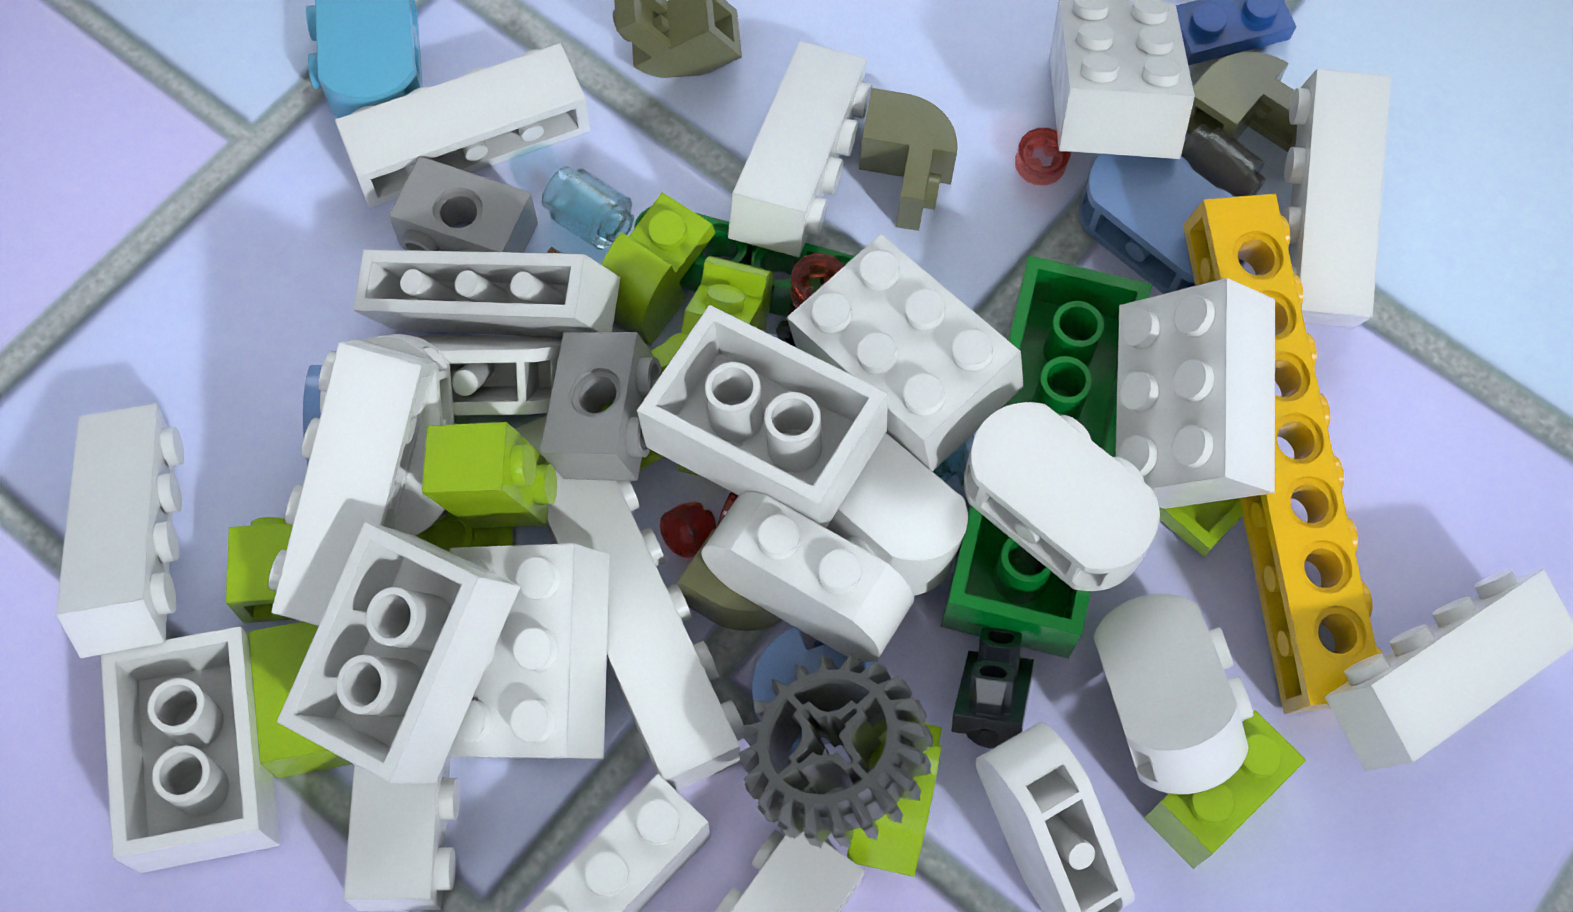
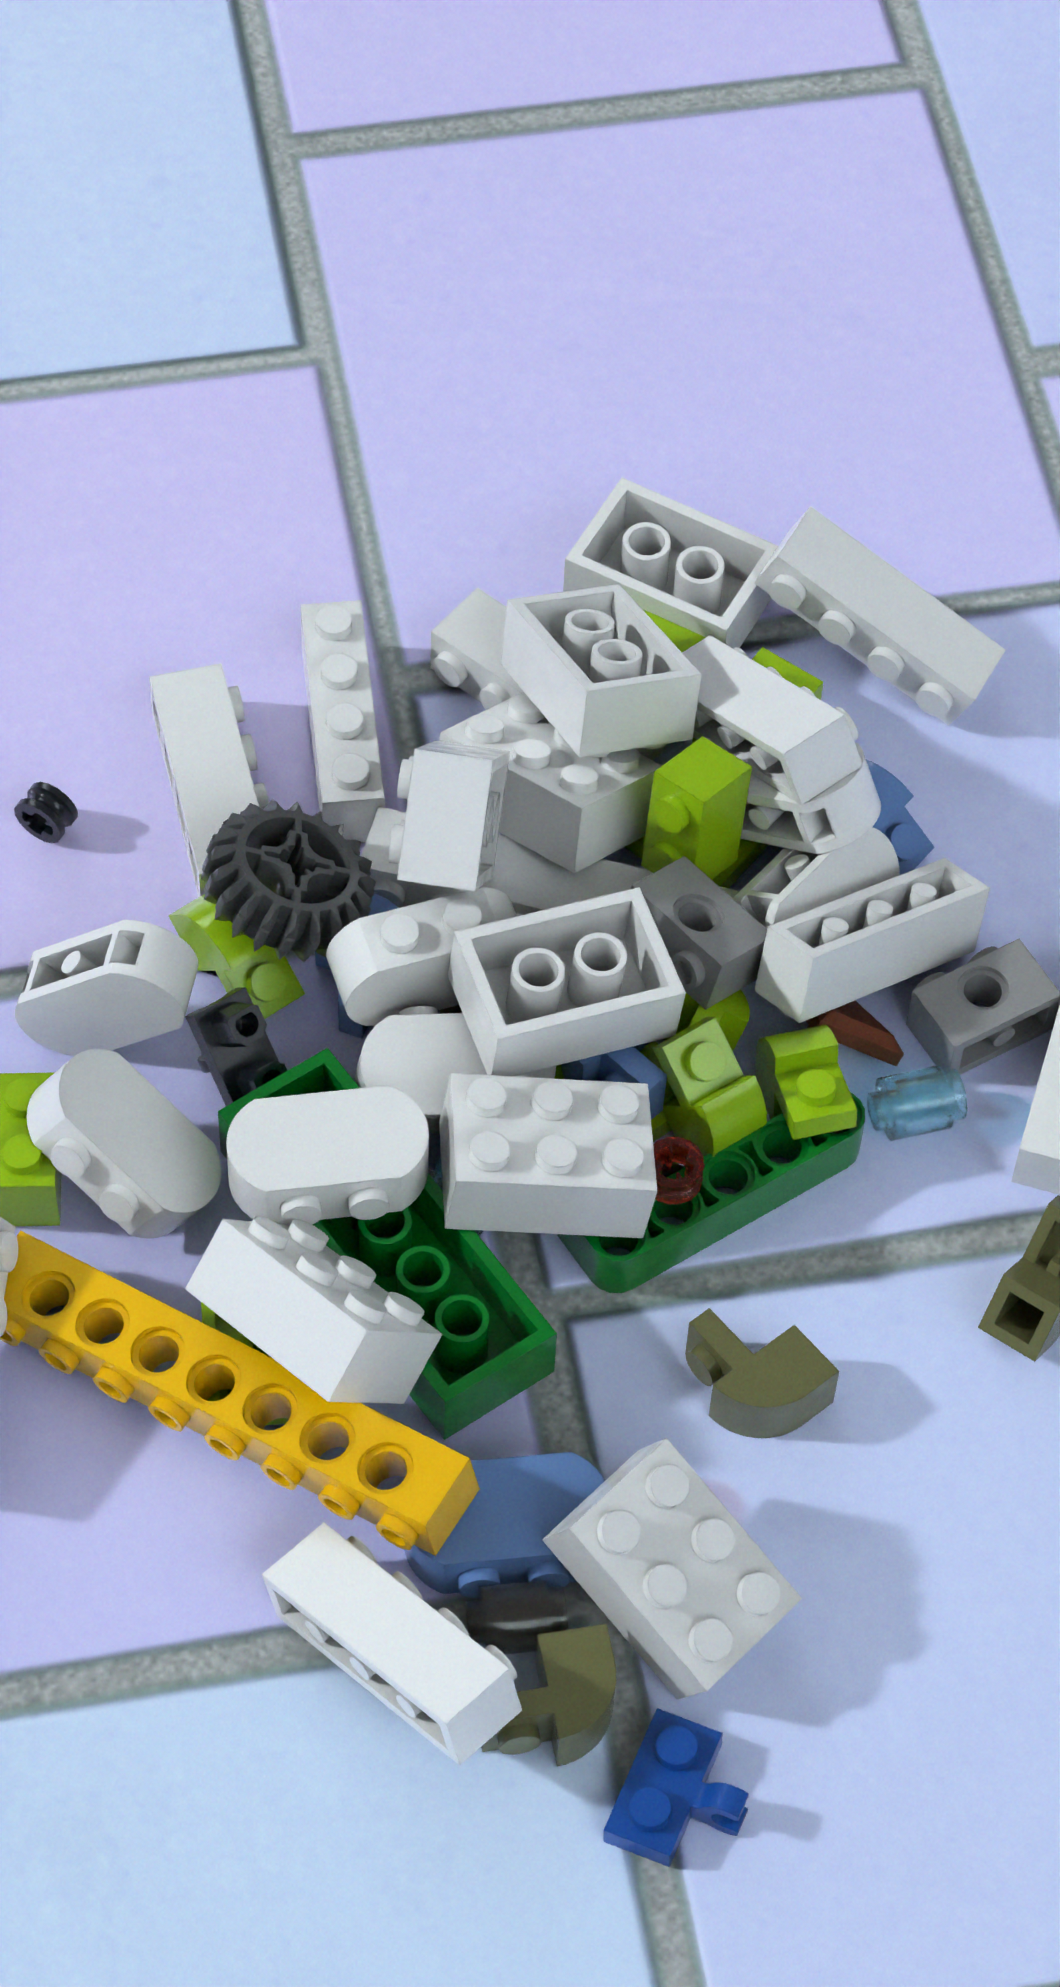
camera: 130 degrees right, 10 degrees down
(684, 620) = (450, 815): none -> white brick
(799, 150) = (825, 1269): white brick -> none

